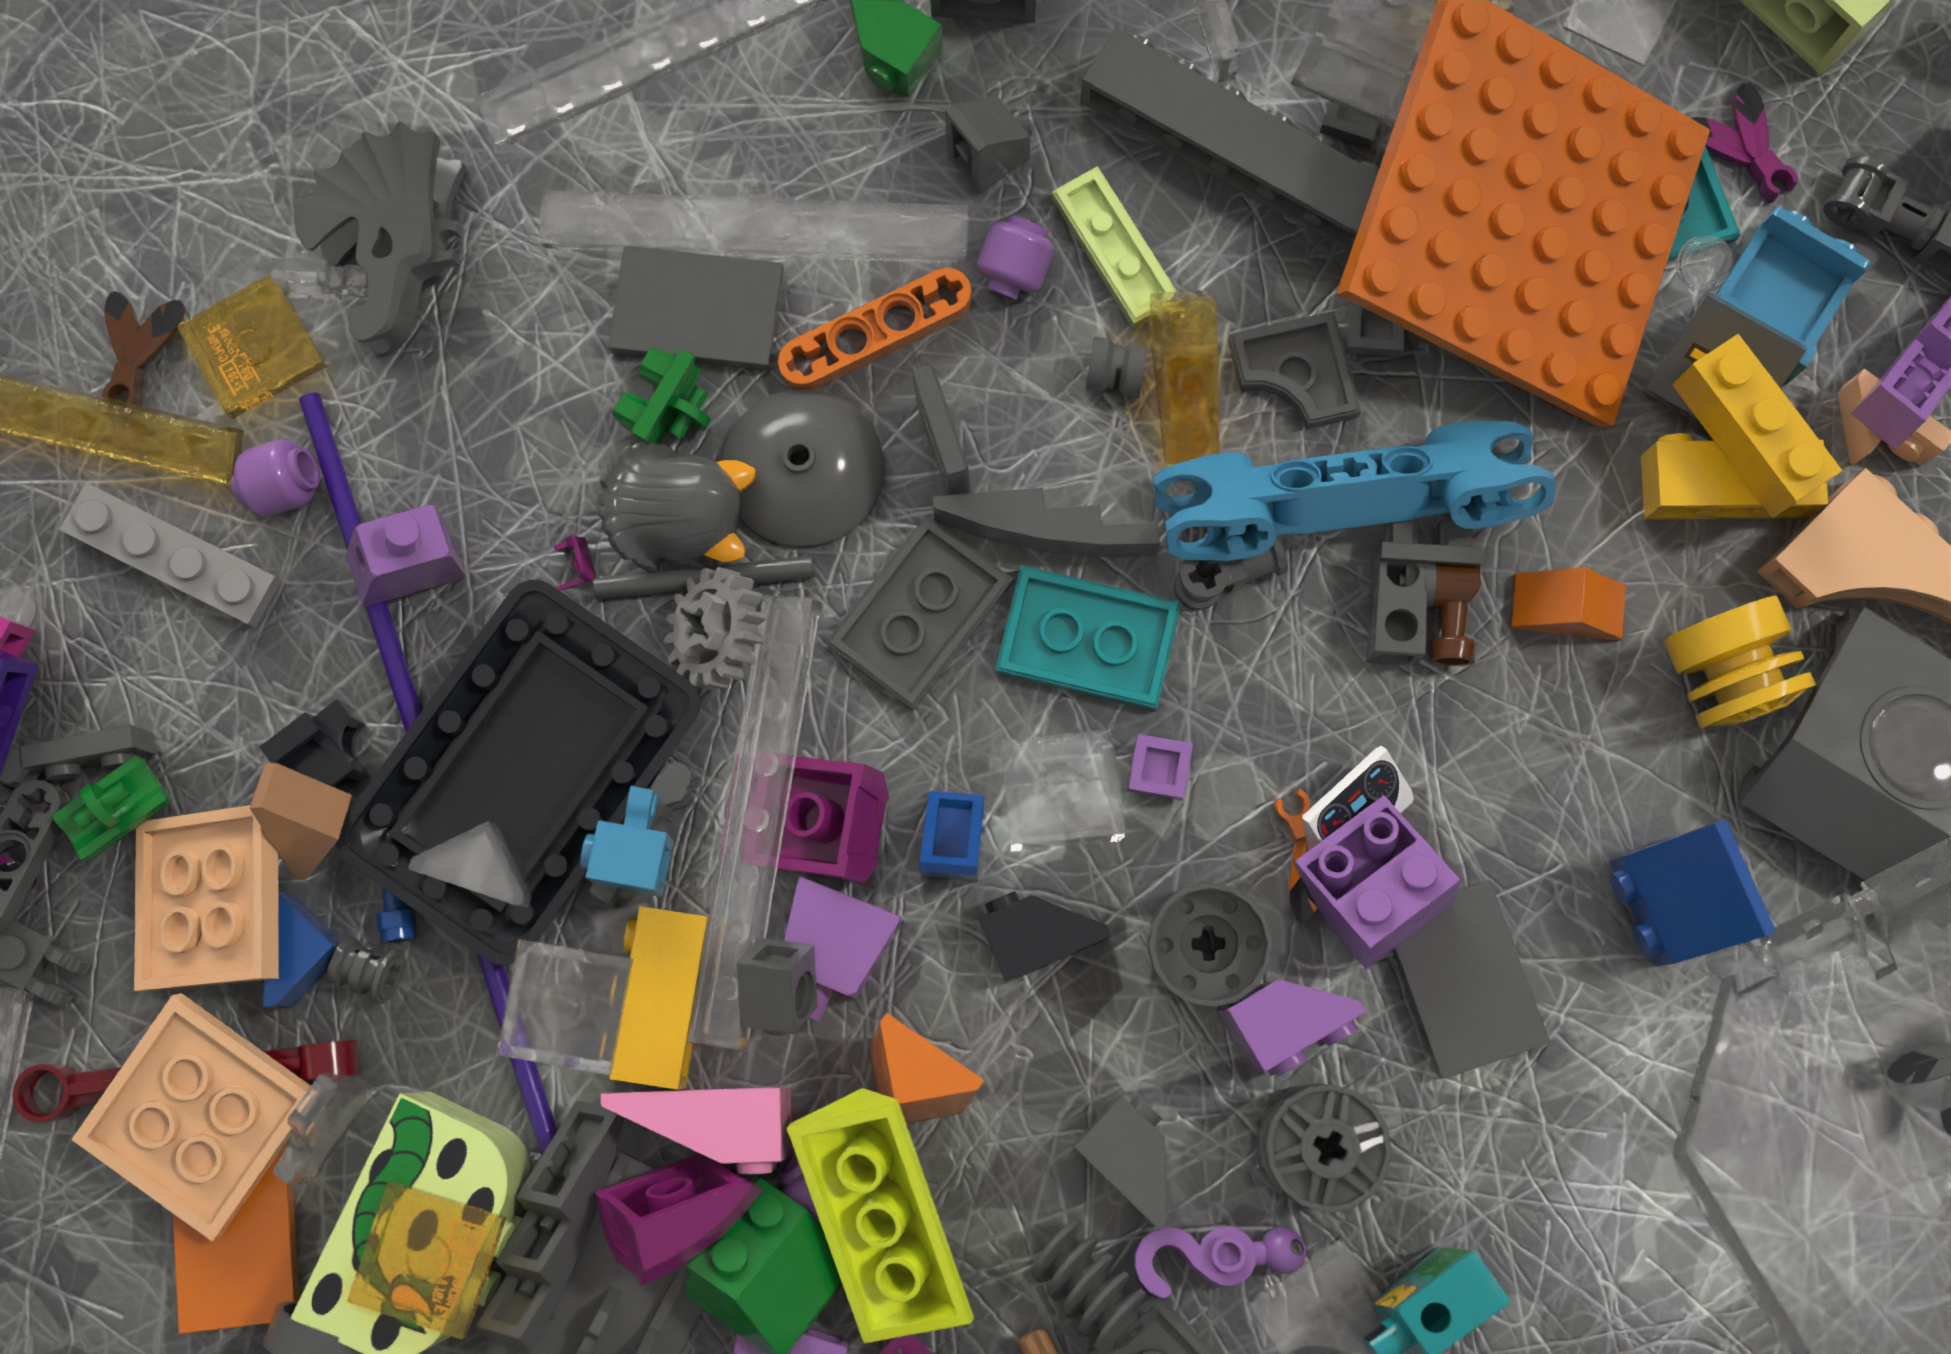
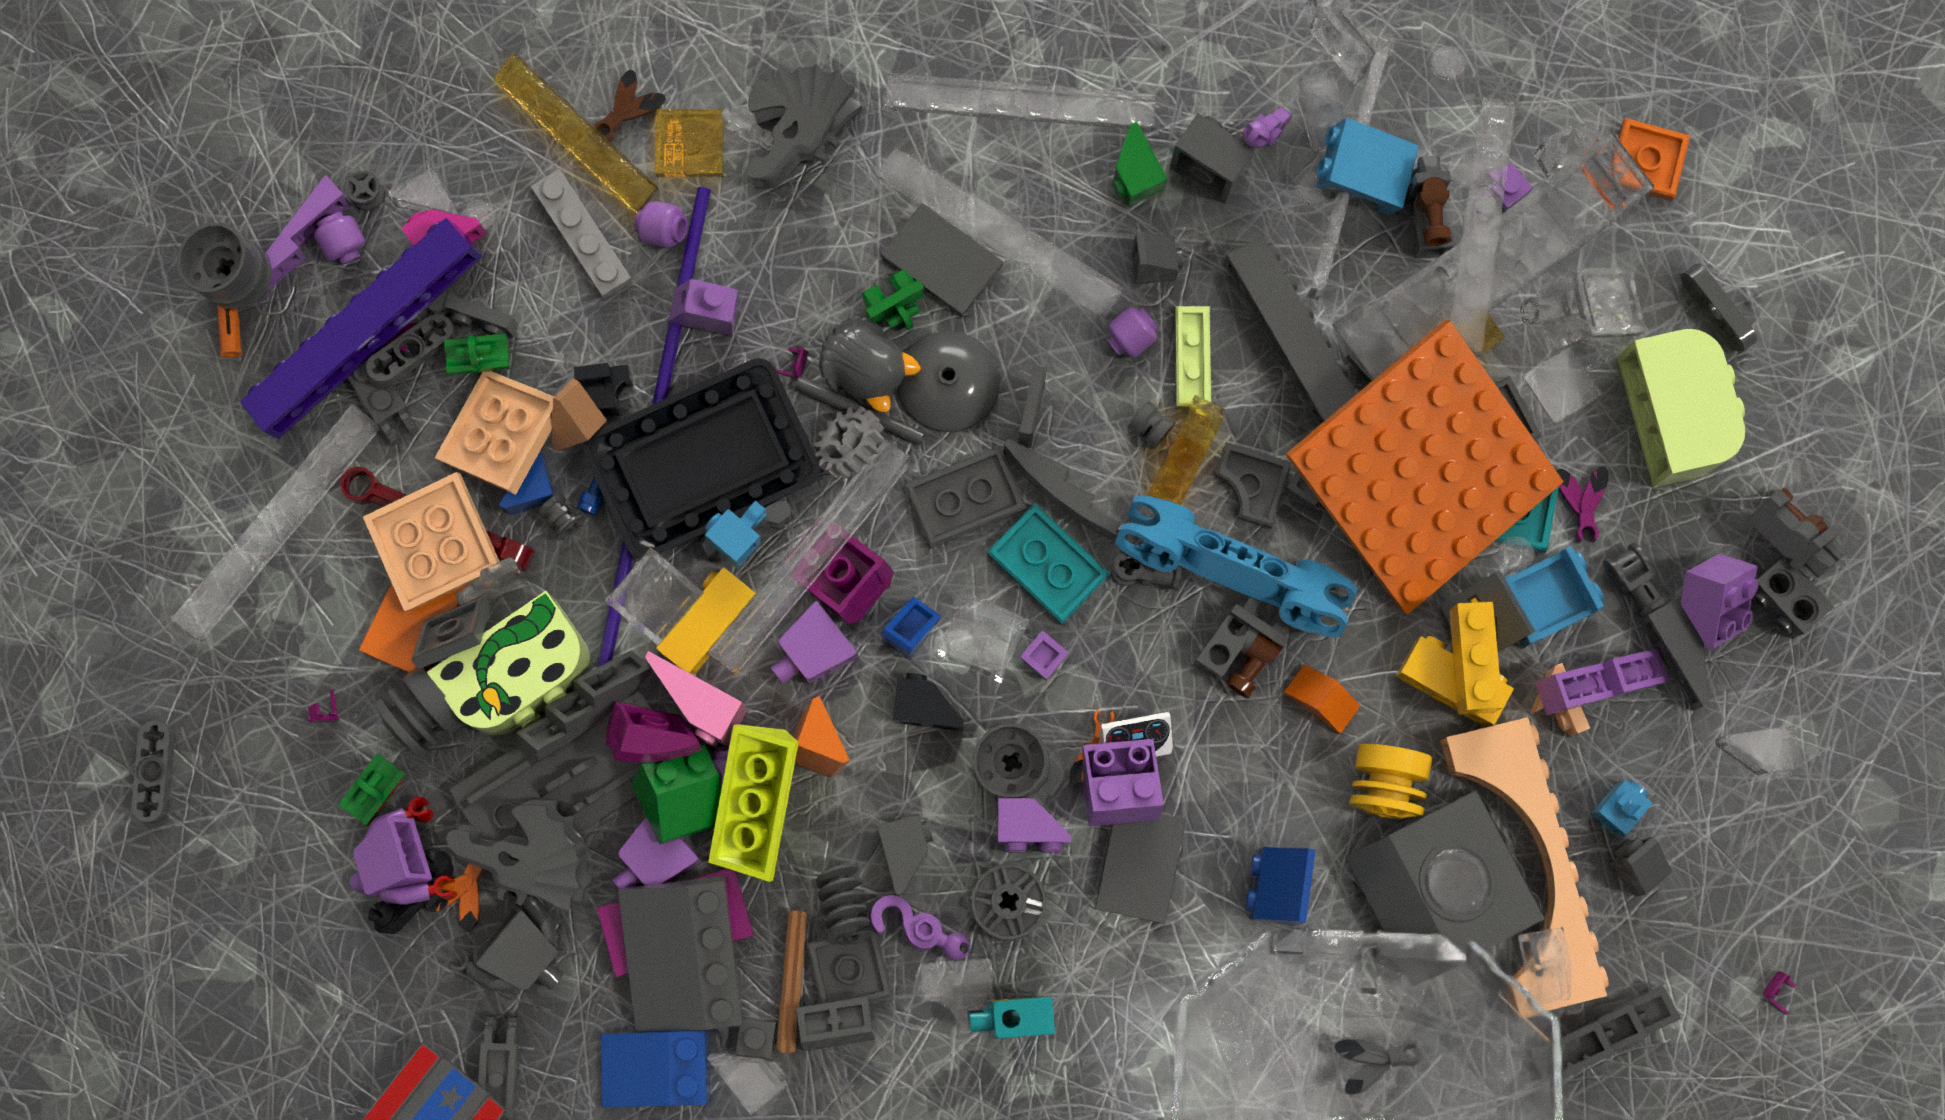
camera: 25 degrees right, 0 degrees up
(296, 1236) = (451, 632): none -> dark grey tile
(426, 1259) = (512, 682): clear yellow tile -> none
(476, 862) = (652, 494): clear slope -> none
(777, 986) = (771, 650): dark grey brick -> none
(870, 321) = (1032, 333): orange beam -> none

